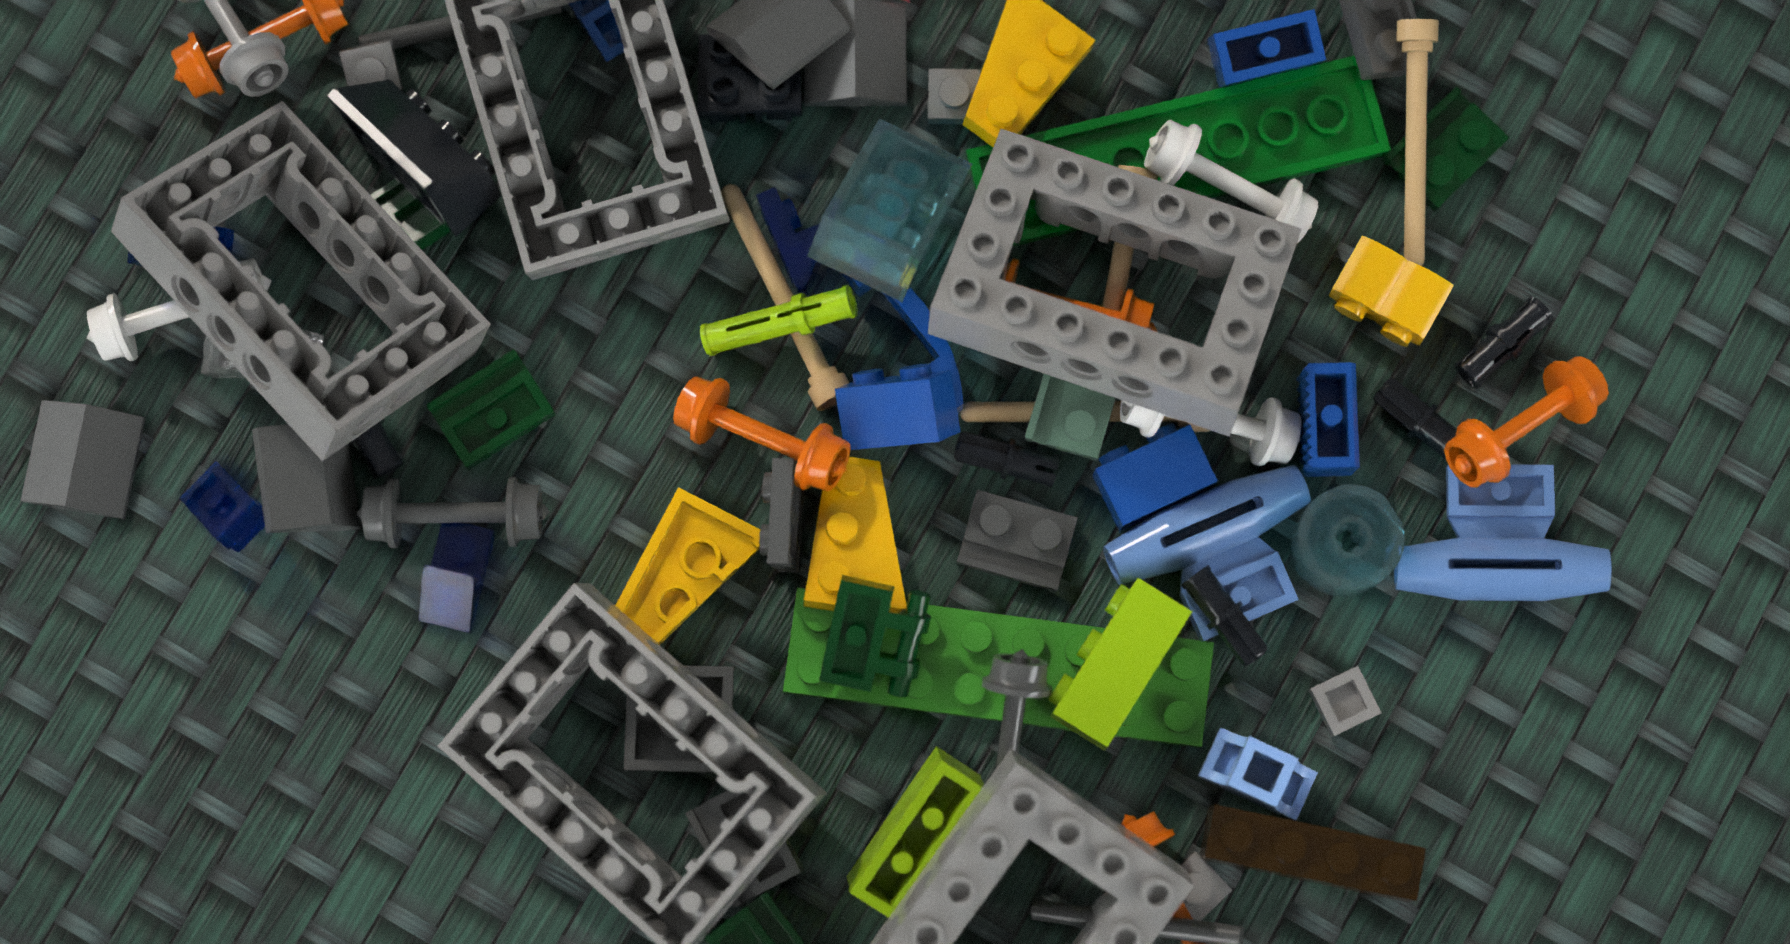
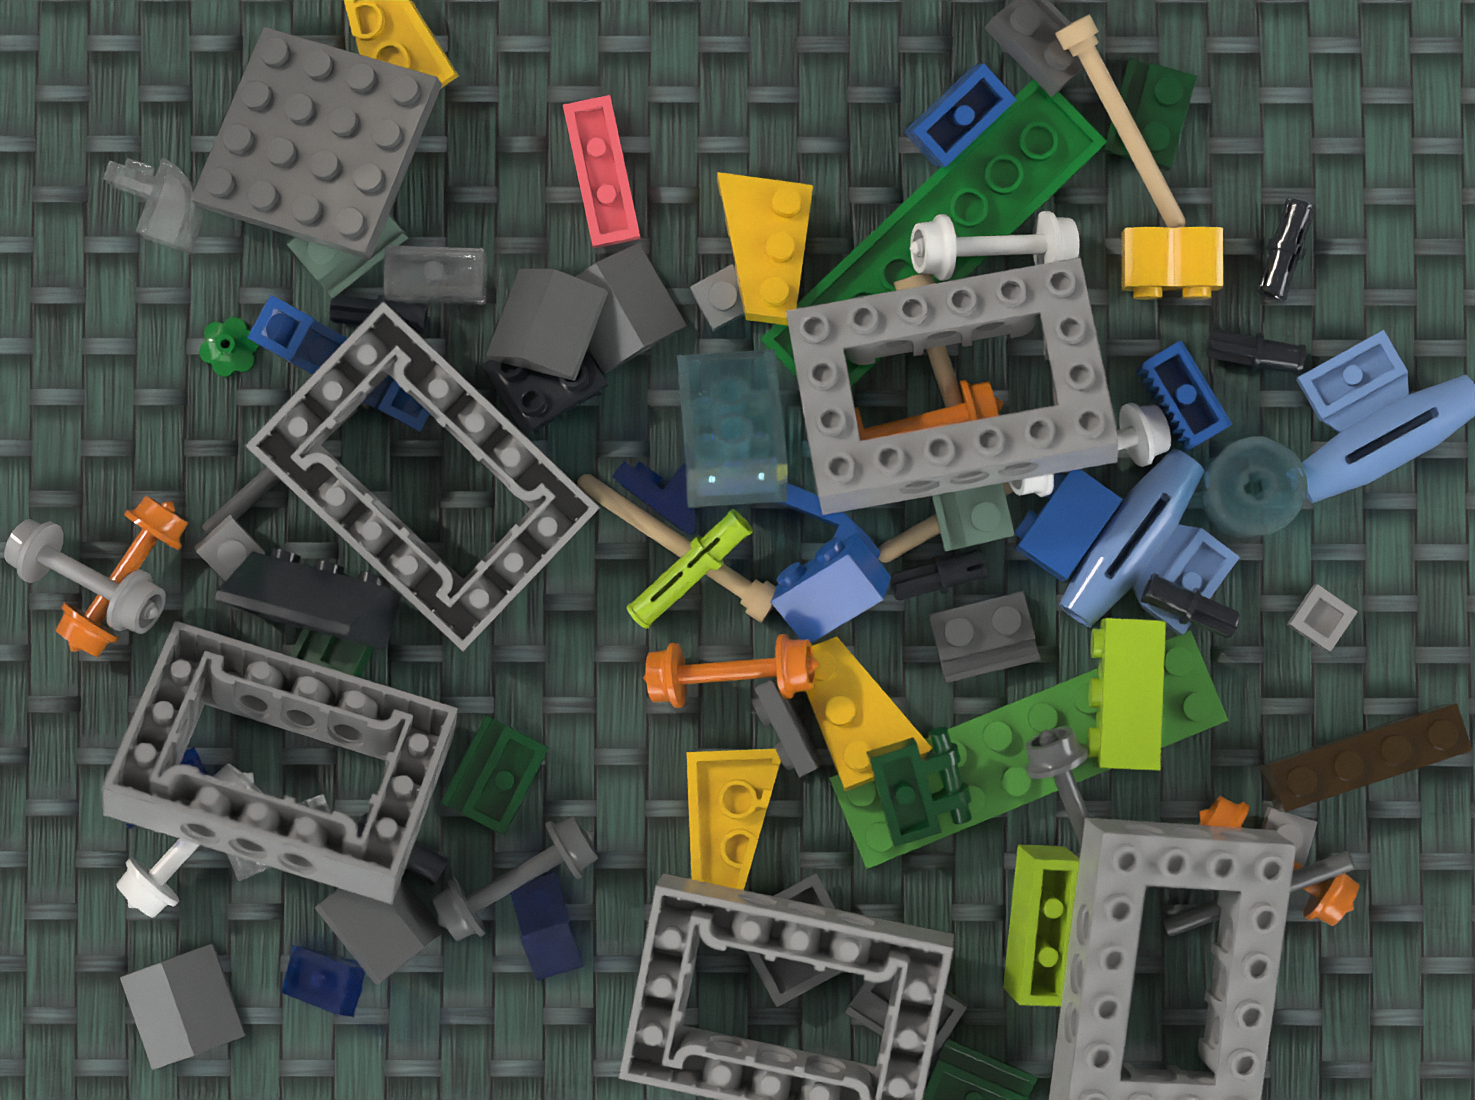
camera: 30 degrees left, 5 degrees up
(1258, 773) = (1285, 717): light blue brick -> none
(1480, 453) = (1364, 258): orange piece -> none

